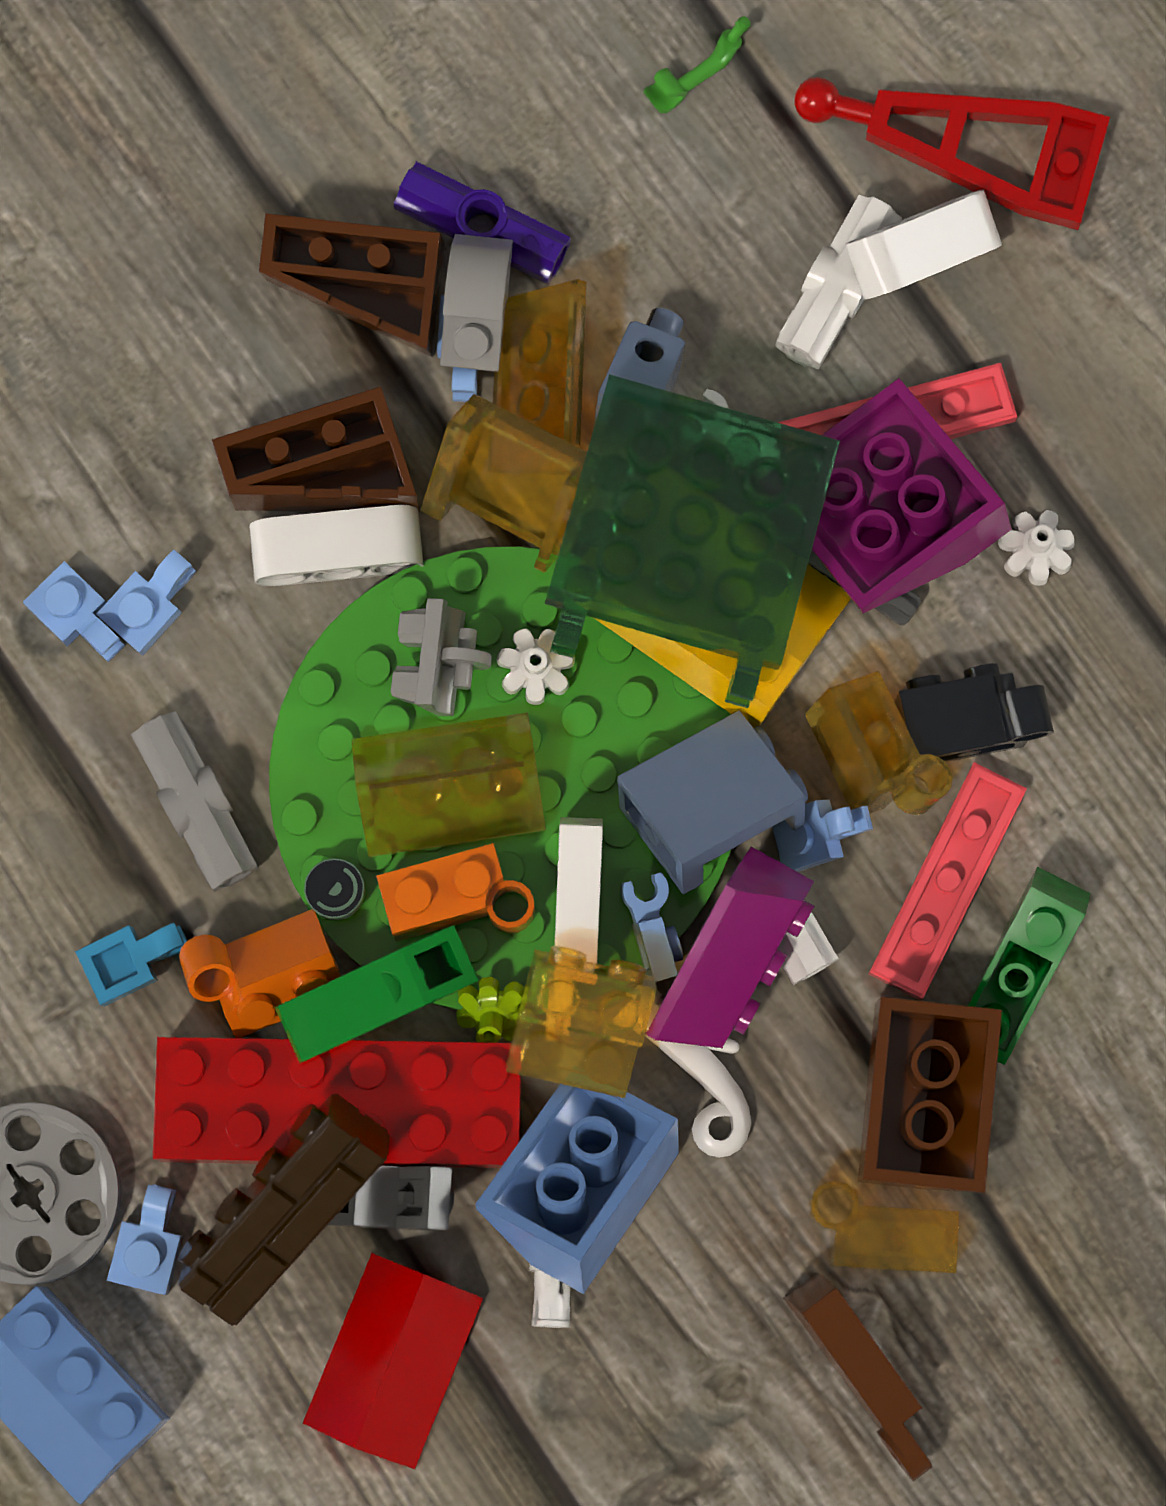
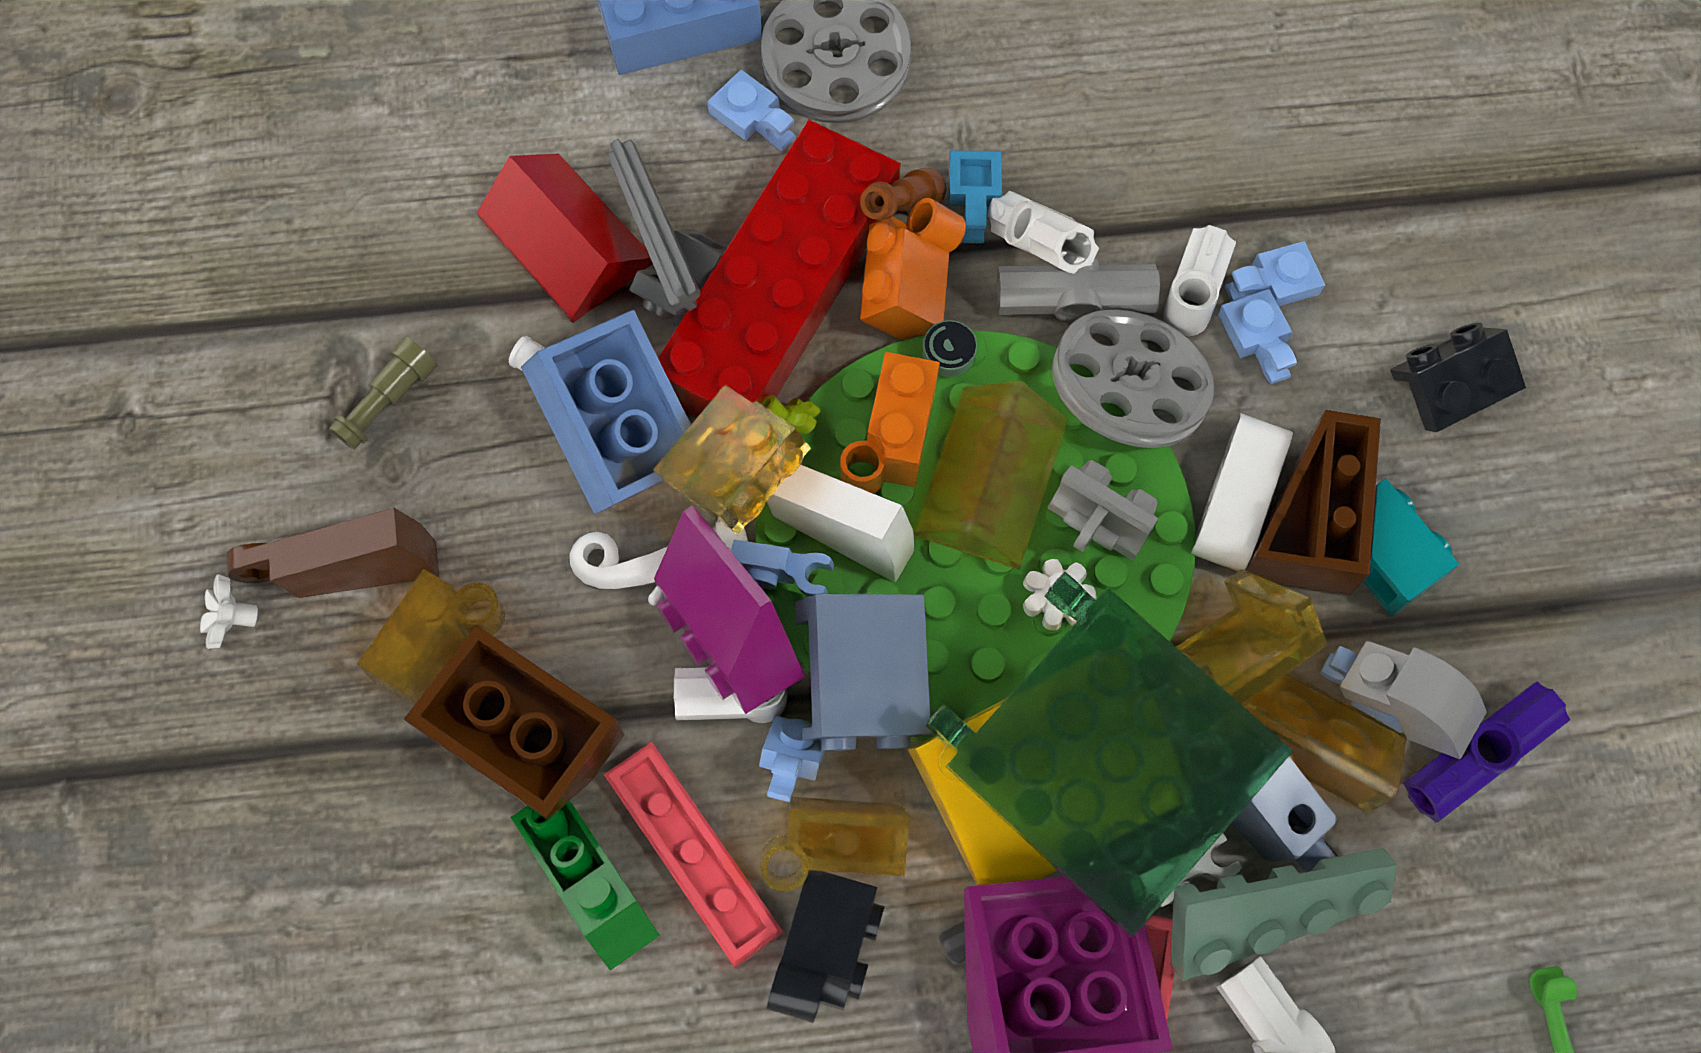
camera: 115 degrees right, 10 degrees down
(99, 393) = (1461, 375): none -> black bracket
(117, 686) = (1198, 280): none -> white piece
(164, 1014) = (883, 200): none -> dark orange piece
(169, 854) = (1042, 232): none -> white piece
(253, 714) = (1129, 392): none -> light grey wedge
(283, 1208) = (718, 186): dark brown brick -> none
(326, 367) = (1404, 552): none -> teal slope
(355, 1254) = (654, 226): none -> axle
(359, 271) = (1486, 610): reddish brown wedge -> none
(376, 994) = (843, 324): green slope -> none
(656, 1436) = (406, 367): none -> olive piece
(761, 368) = (1261, 915): none -> sand green wing
(968, 1452) = (224, 612): none -> white plant

